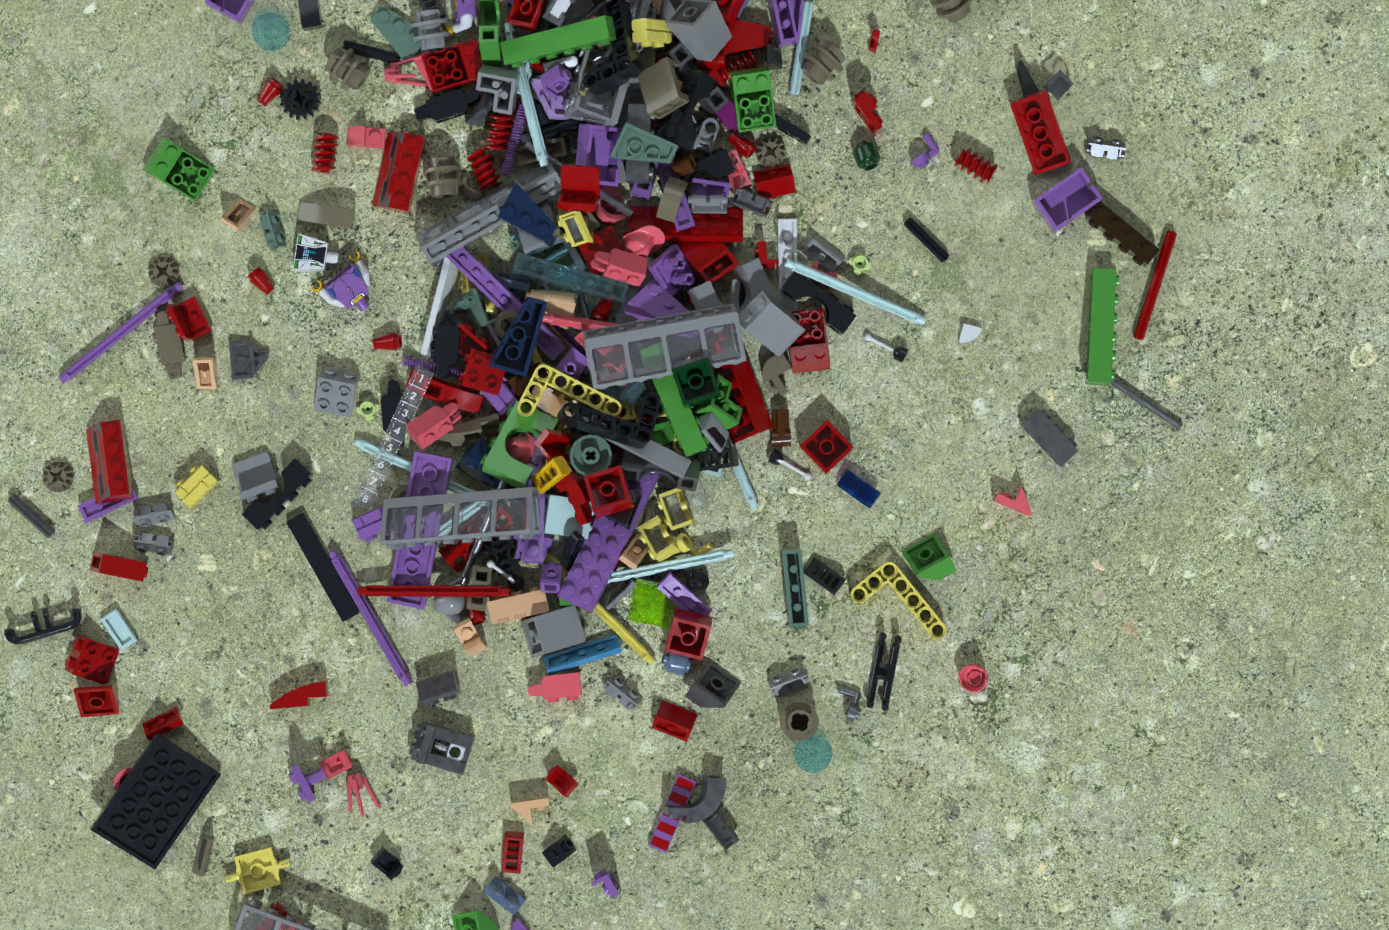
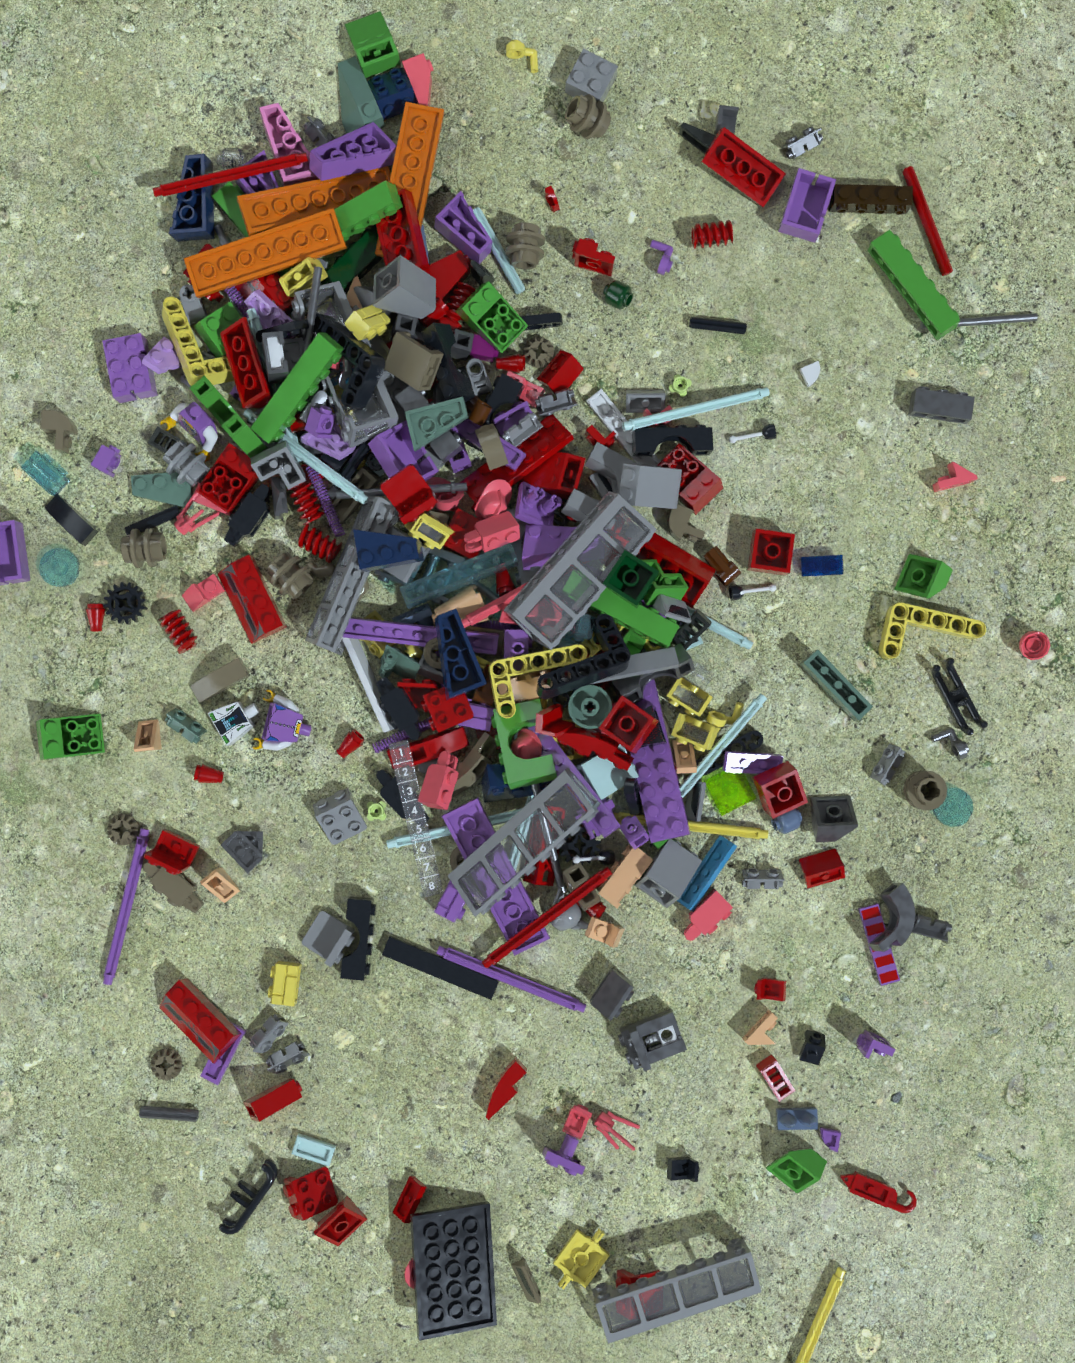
camera: 40 degrees left, 0 degrees up
(561, 469) = (573, 736): yellow slope -> none
(836, 587) = (867, 657): pearl dark grey slope -> none

